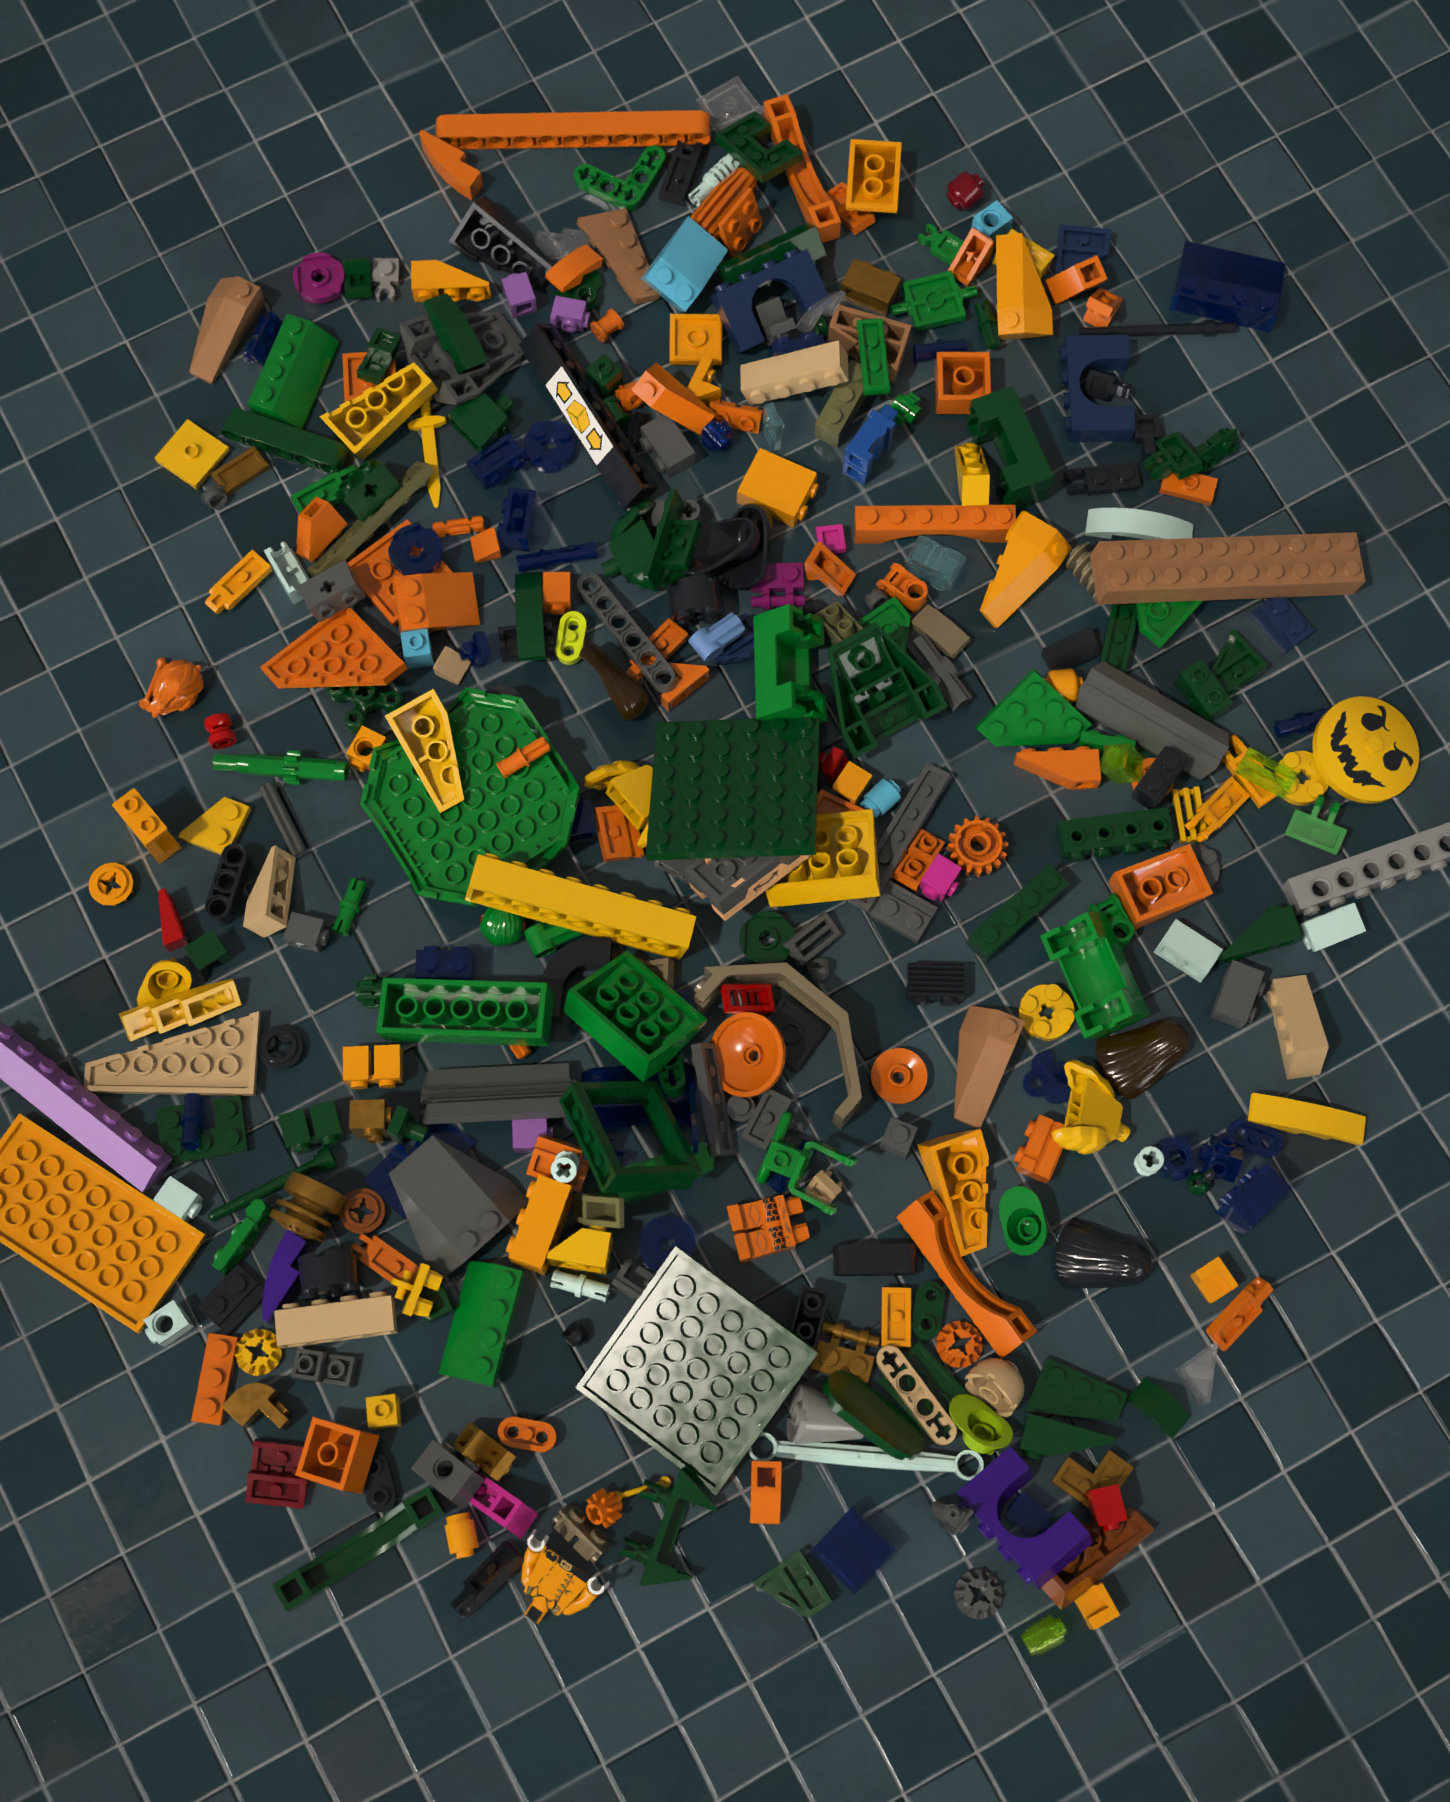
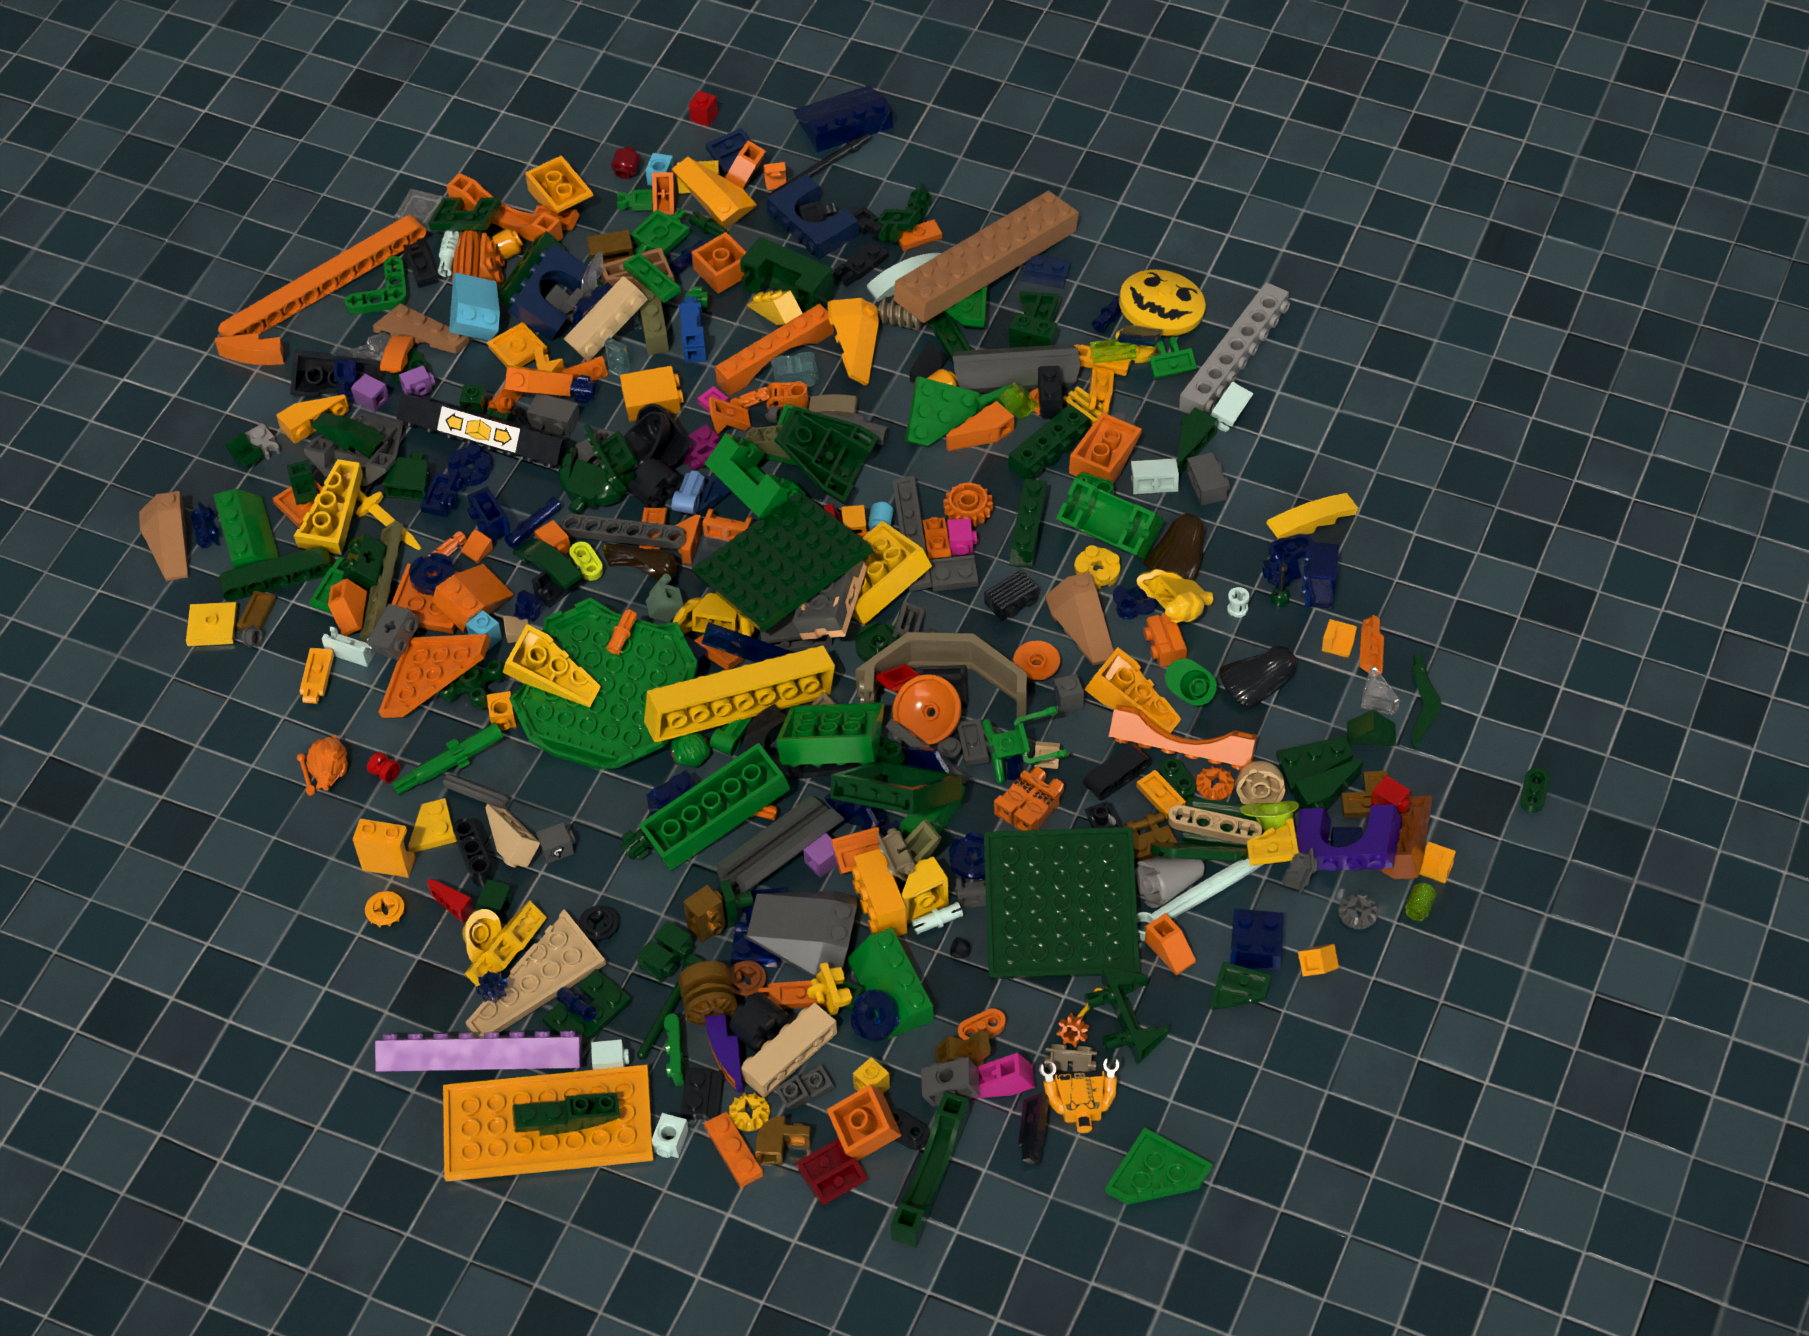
camera: 35 degrees left, 20 degrees down
(89, 1234) = (566, 1116): none -> dark green slope
(129, 1056) = (492, 986): none -> clear blue gear
(323, 291) = (214, 478): magenta plate -> none
(349, 907) = (572, 810): green pin -> none
(387, 1066) = (669, 894): light orange piece -> none
(452, 1342) = (884, 1023): none -> clear blue plate
(461, 1535) = (991, 1115): light orange brick -> none
(507, 259) = (345, 373): none -> clear blue plate
(561, 1714) = (1156, 1170): none -> green plate
(566, 1174) = (859, 844): light aqua bush -> none
(570, 1218) = (899, 863): none -> dark tan hinge
(602, 741) = (664, 600): none -> sand green brick
(606, 325) = (448, 374): orange bush -> none
(636, 856) = (741, 644): none -> clear blue tile
(730, 695) = (723, 528): none -> orange hinge
(776, 209) = (507, 243): none -> light orange head
(865, 565) = (752, 397): none -> orange axle
(893, 1618) = (1318, 960): none -> light orange panel
(949, 1468) = (1273, 845): none -> yellow wing
(1092, 177) = (703, 108): none -> red brick
(1182, 1147) = (1257, 587): clear blue brick -> none
(1249, 1417) = (1430, 698): none -> dark green piece
(1262, 1604) = (1533, 791): none -> dark green plate
(1297, 1026) = (1261, 470): tan wedge -> none
(1305, 778) = (1140, 335): none -> piece

